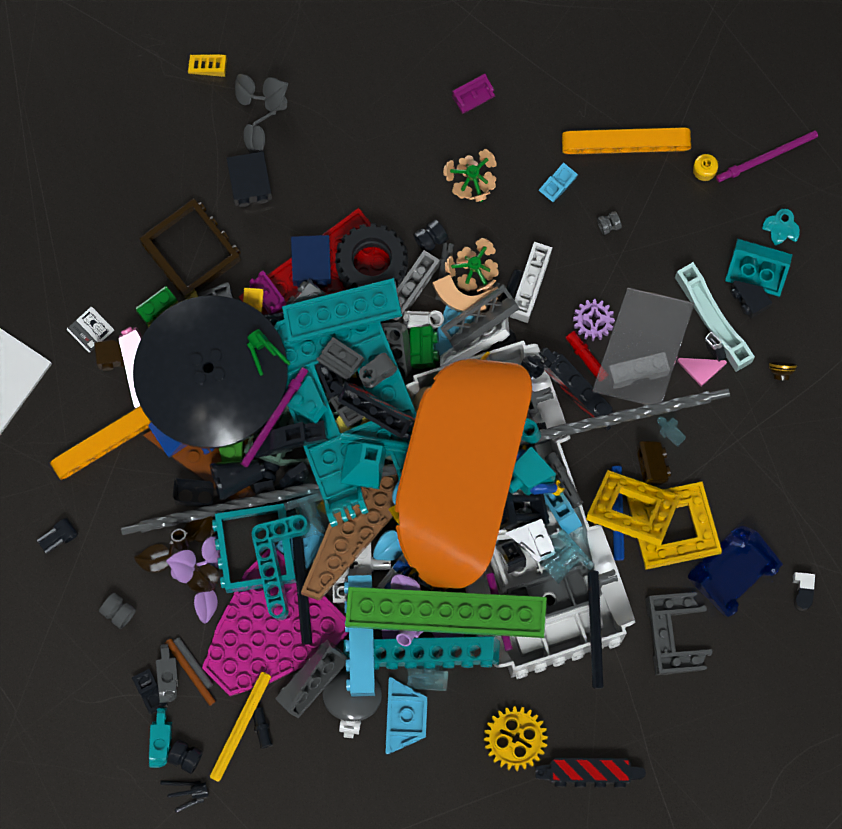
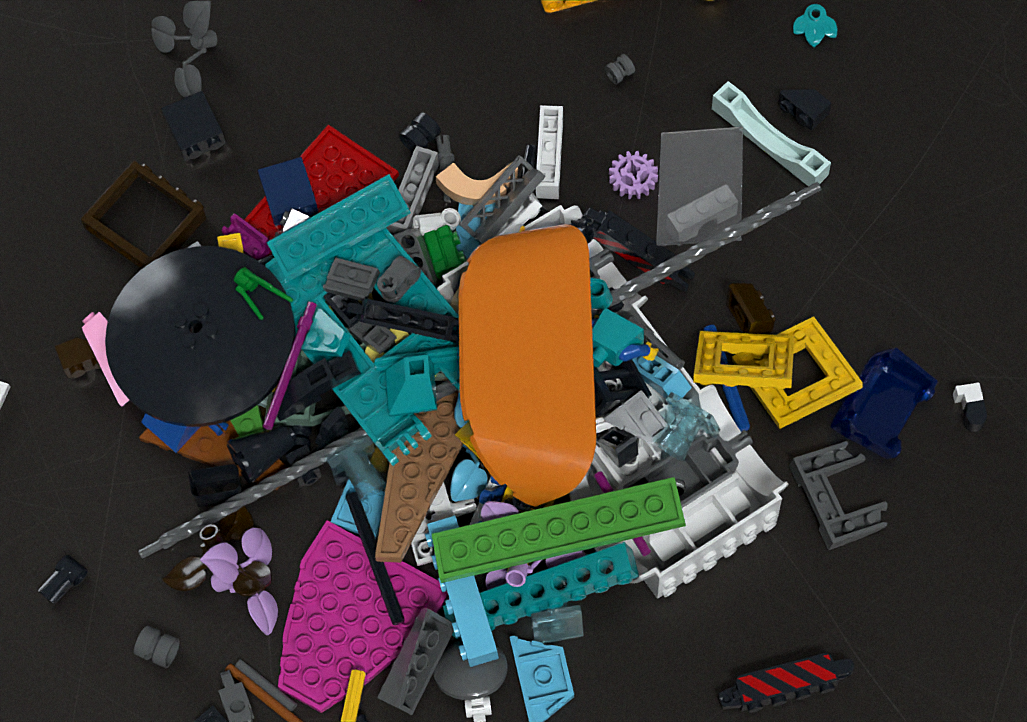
camera: 10 degrees left, 10 degrees down
(89, 329) = (45, 335): sticker -> none
(100, 443) = (90, 458): light orange beam -> none
(156, 305) = (112, 288): green brick -> none
(220, 545) = (323, 565): teal window -> none
(221, 71) = (116, 27): yellow slope -> none
(272, 560) = (329, 533): teal beam -> none
(365, 238) = (349, 148): black tyre -> none
(467, 259) = (478, 146): light nougat plant -> none
(470, 169) = (446, 51): light nougat plant -> none
(524, 722) = (679, 689): yellow gear -> none
(558, 182) = (549, 43): medium azure slope -> none
(584, 353) = (631, 212): red pin -> none
(595, 629) = (744, 504): black axle -> none
(671, 431) = (759, 272): clear light blue piece -> none
(701, 369) = (767, 195): bright pink tile -> none
(715, 347) = (781, 167): piece -> none
(759, 266) = (803, 70): teal slope -> none
(782, 370) = (866, 173): dark brown piece -> none

